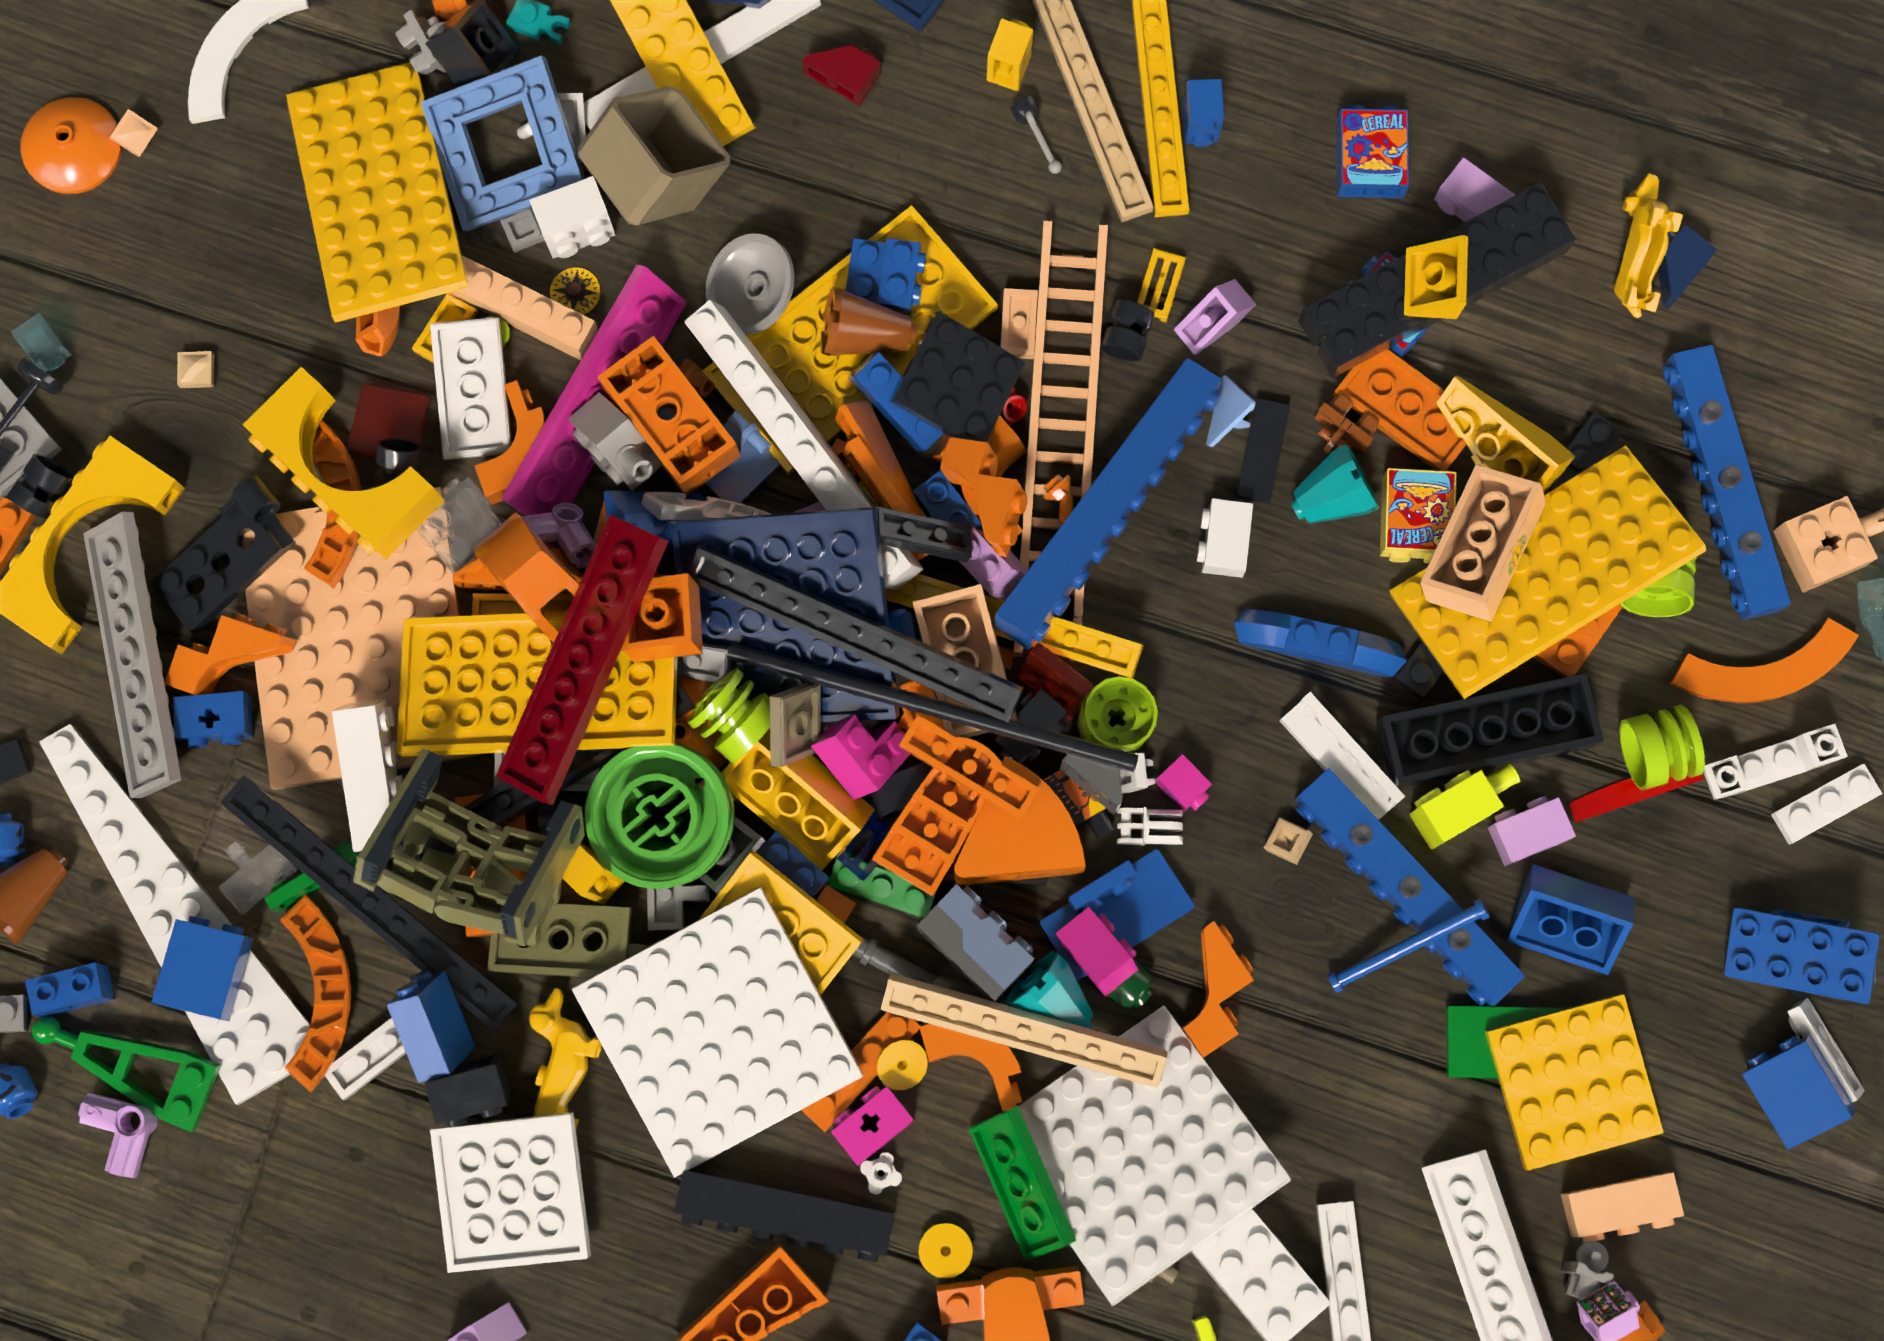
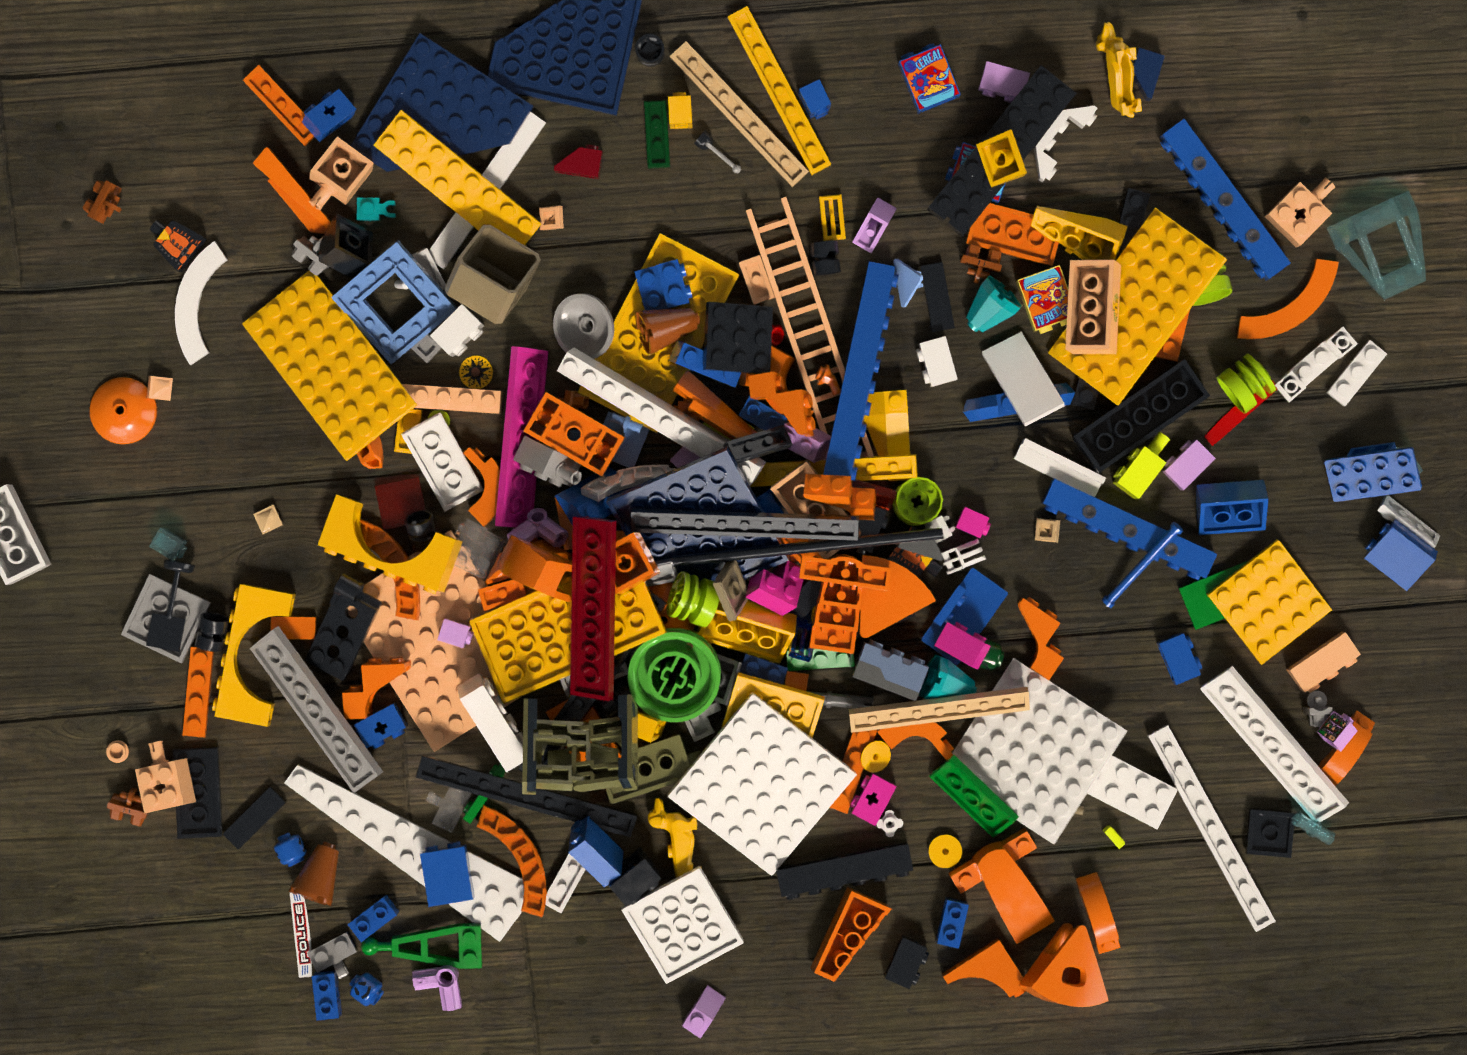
camera: 25 degrees left, 10 degrees up
(162, 531) = (295, 626): none -> orange tile
(376, 627) = (455, 633): none -> lavender brick
(467, 599) = (501, 594): none -> orange plate
(771, 127) = (551, 217): none -> light nougat tile
(964, 79) = (657, 134): none -> dark green tile
(1009, 645) = (838, 492): none -> orange arch
(1121, 593) = (889, 423): none -> yellow wedge
(1340, 609) = (1023, 379): none -> white tile
(1409, 1108) = (1179, 658): none -> blue brick
(1561, 284) = (1079, 116): none -> white slope

